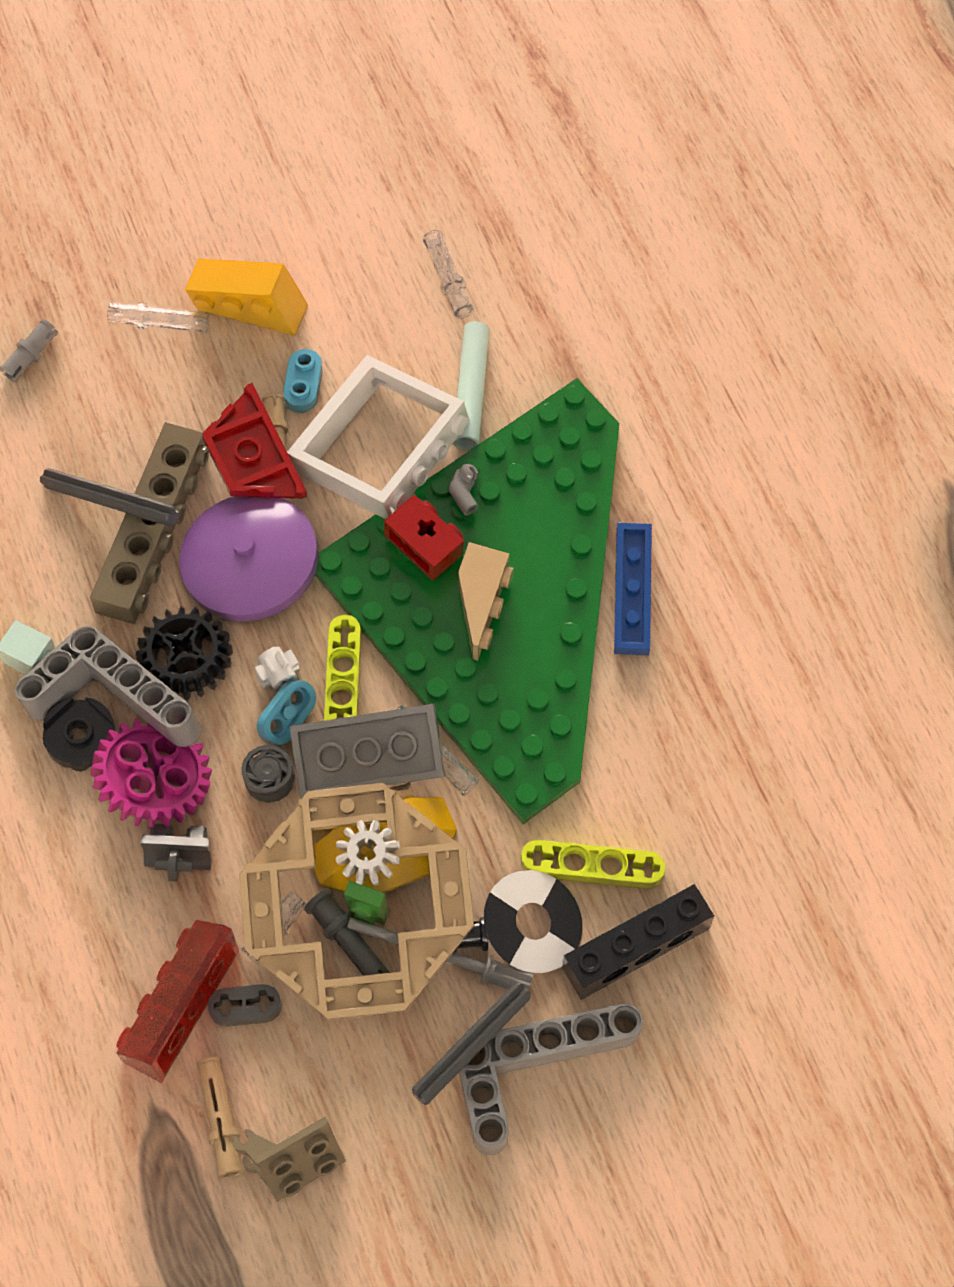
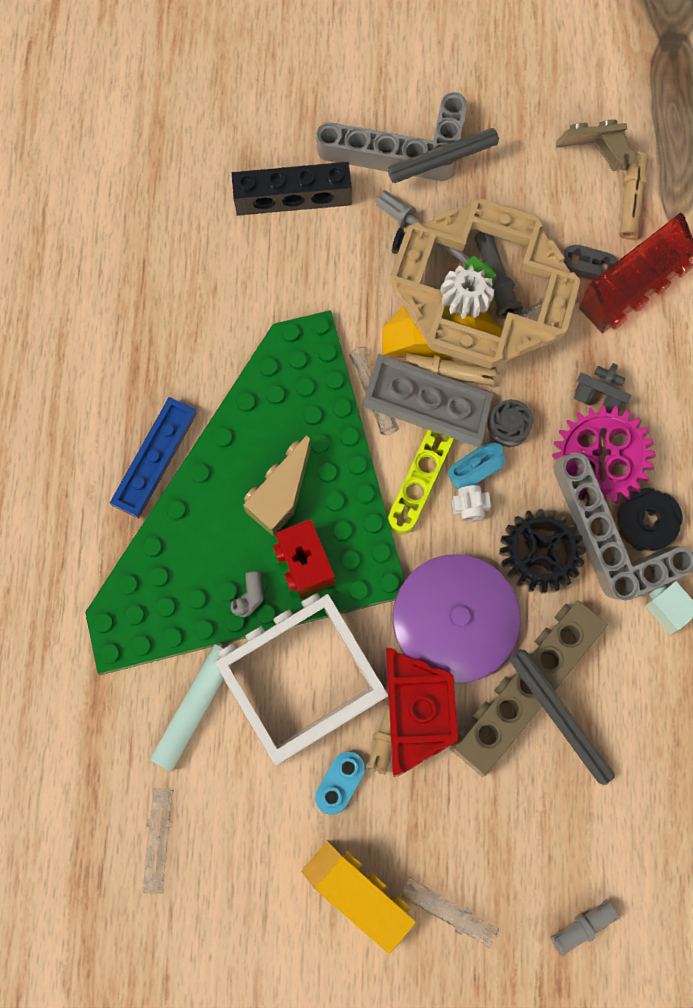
camera: 155 degrees left, 10 degrees up
(501, 927) = (384, 234): sticker -> none
(593, 857) = (292, 265): neon yellow beam -> none

